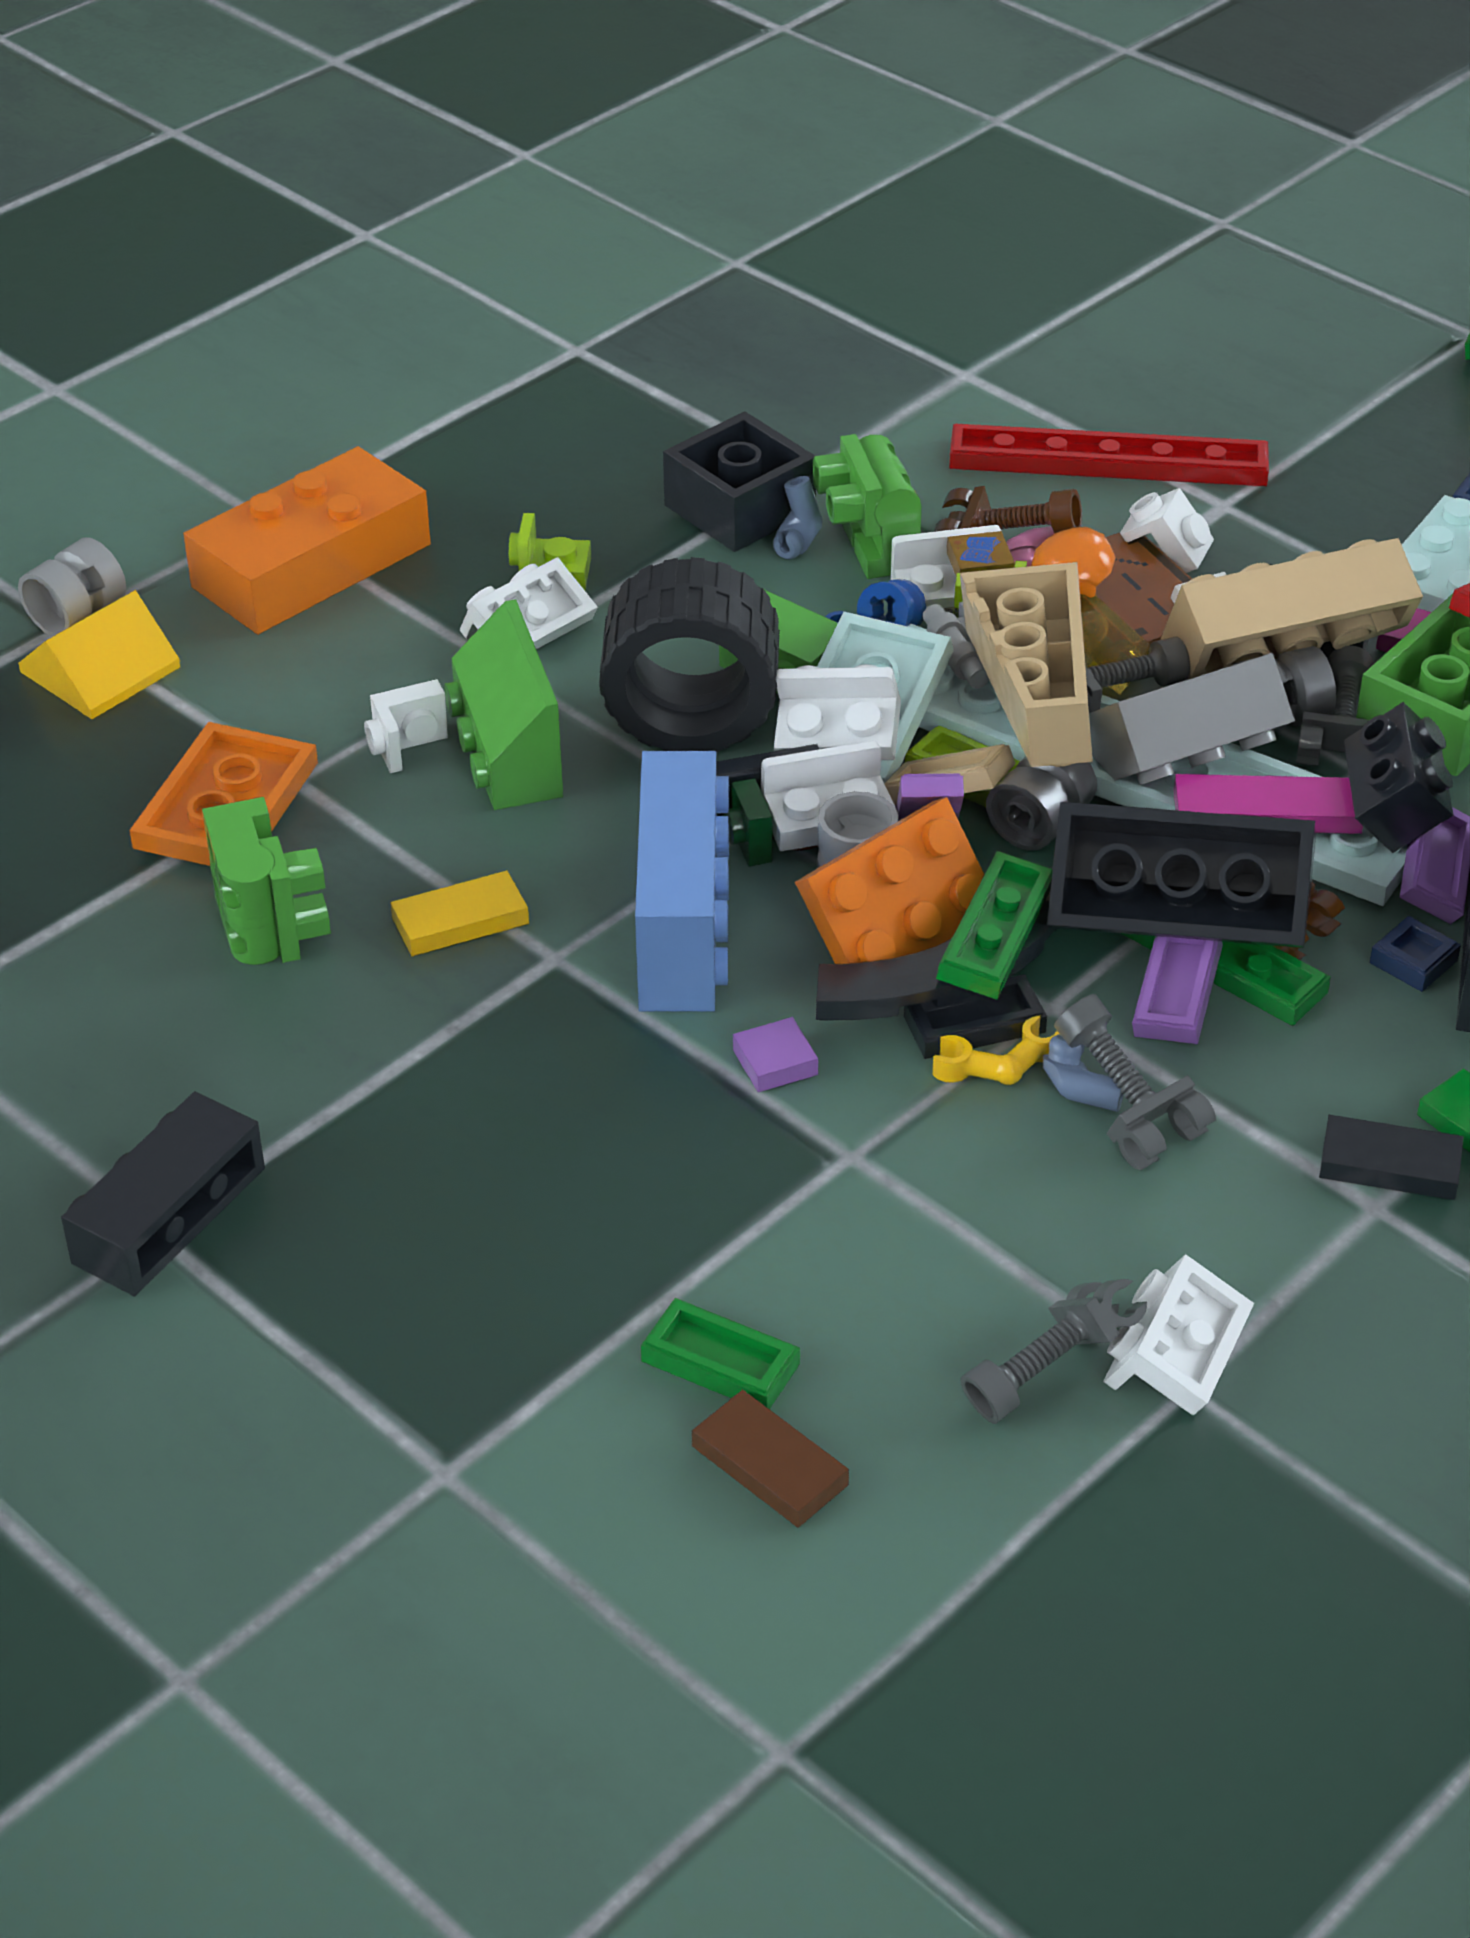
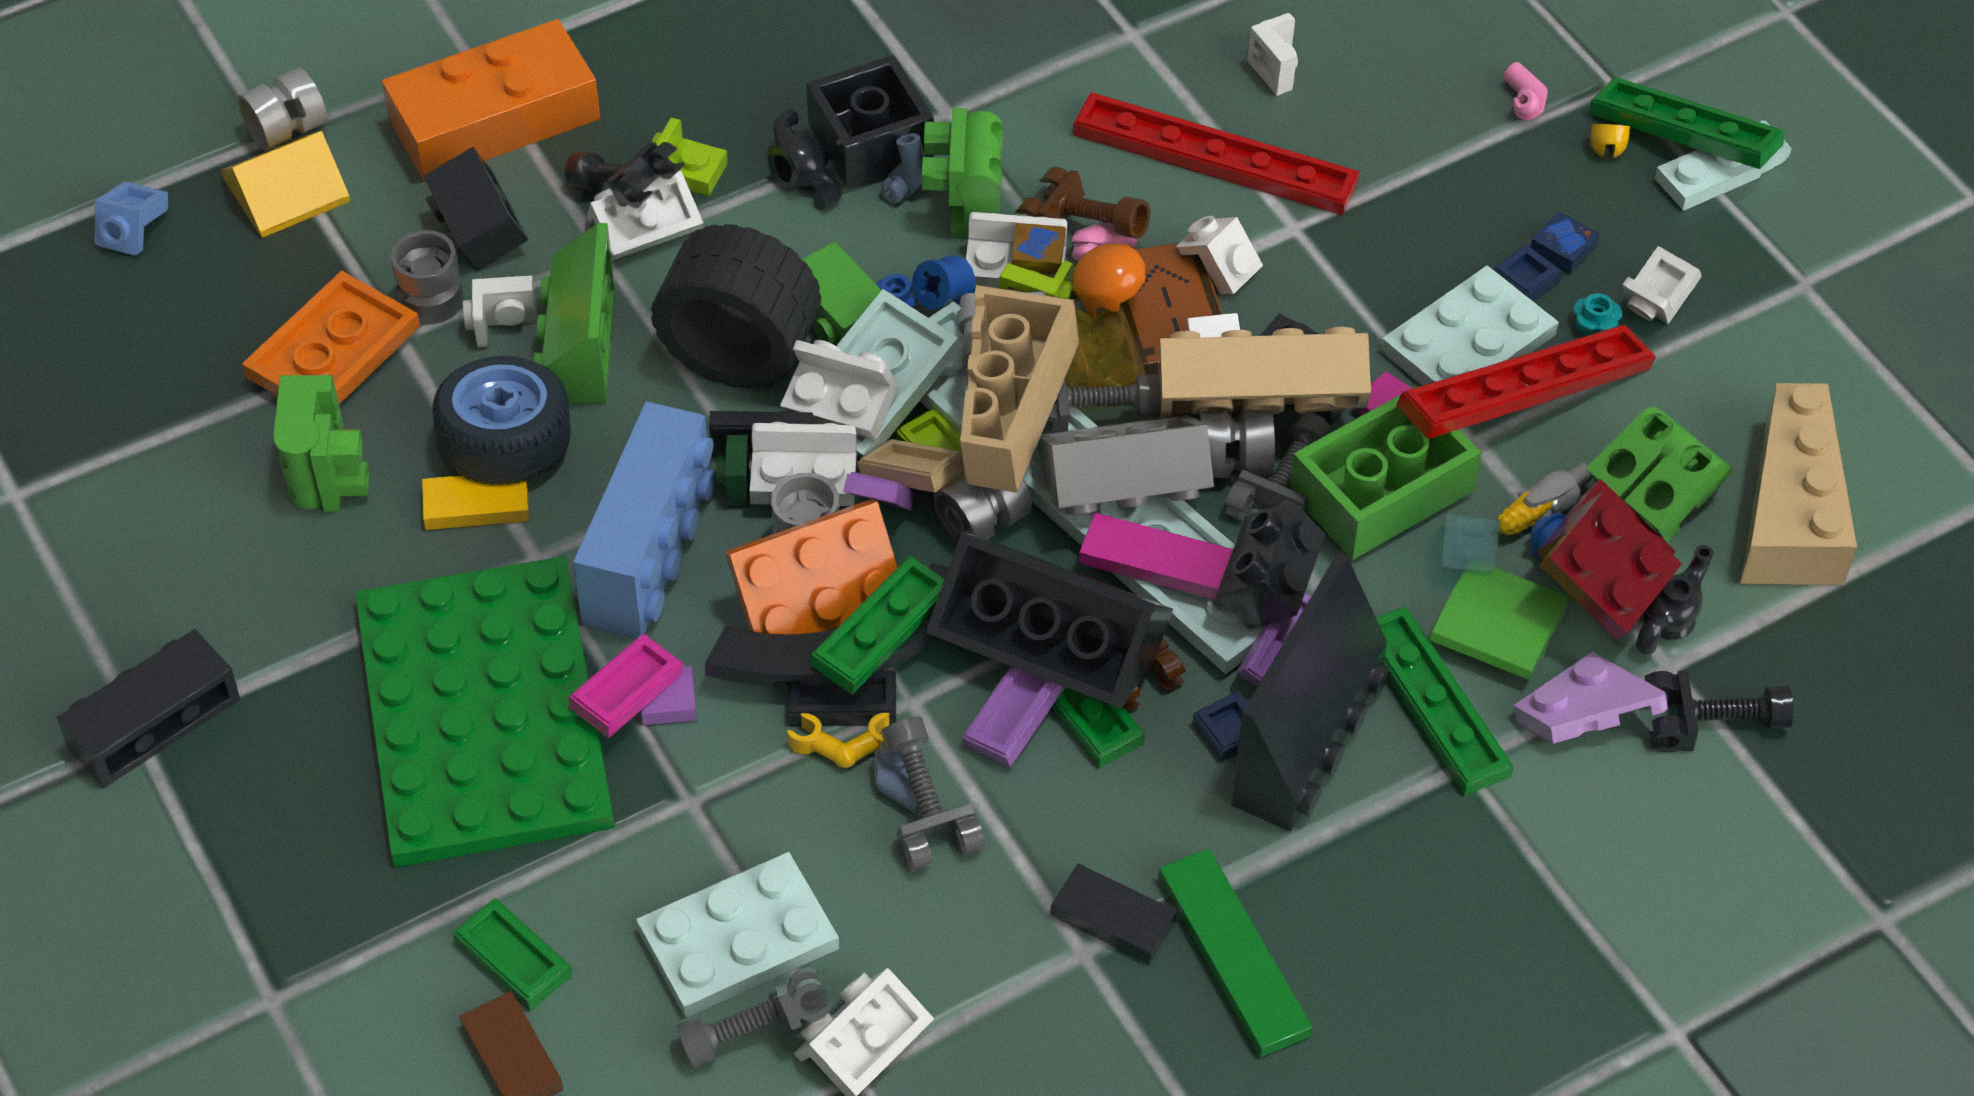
camera: 15 degrees right, 10 degrees up
(314, 703) = (427, 275): none -> flat silver wheel
(338, 635) = (474, 209): none -> black brick
(446, 584) = (627, 181): none -> black bar
(463, 822) = (501, 420): none -> black wheel
(567, 1119) = (476, 712): none -> green plate
(675, 531) = (801, 162): none -> black piece
(731, 1047) = (625, 685): none -> dark pink tile
(976, 1274) = (737, 934): none -> light aqua plate
(1126, 359) = (1272, 52): none -> white bracket
(1400, 351) = (1530, 92): none -> bright pink arm

